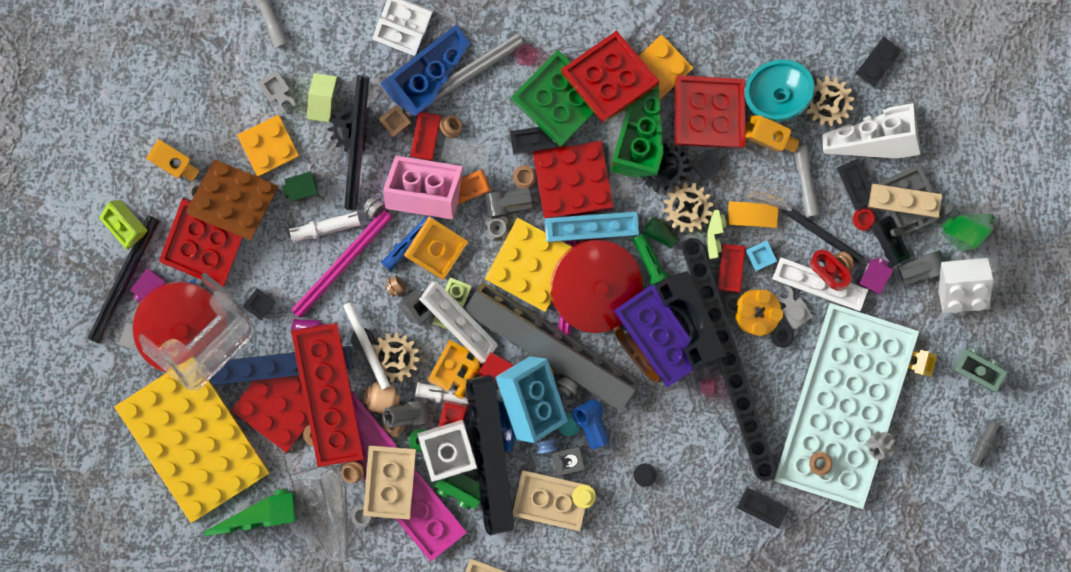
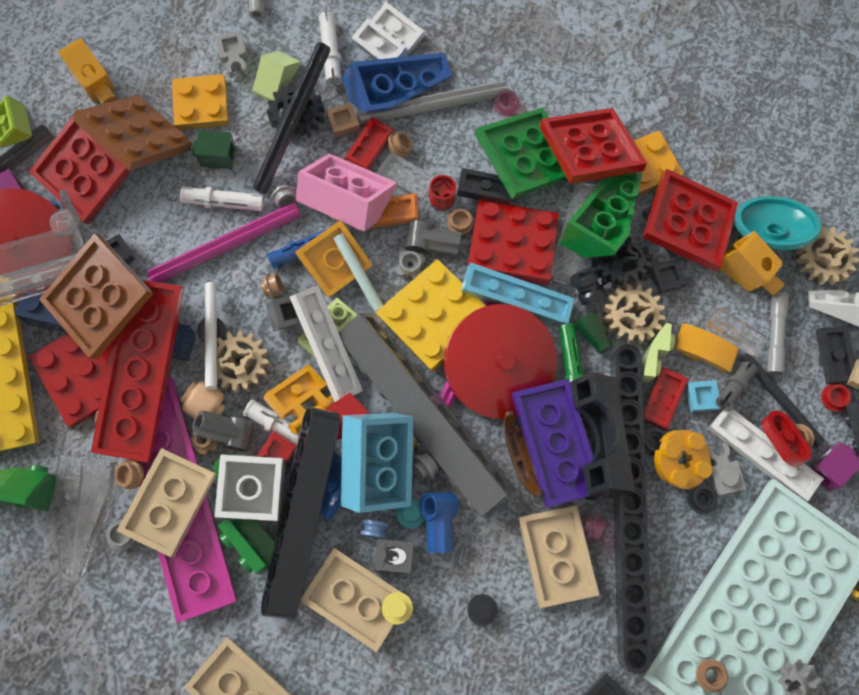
camera: 15 degrees right, 15 degrees down
(276, 354) = (95, 296): none -> dark orange plate
(362, 66) = (334, 60): none -> white pin
(459, 252) = (358, 272): none -> light aqua bar
(499, 155) = (442, 186): none -> red wheel
(644, 198) = (588, 286): none -> black wheel
(687, 417) = (558, 556): none -> tan plate
(783, 239) = (736, 386): none -> dark grey pin

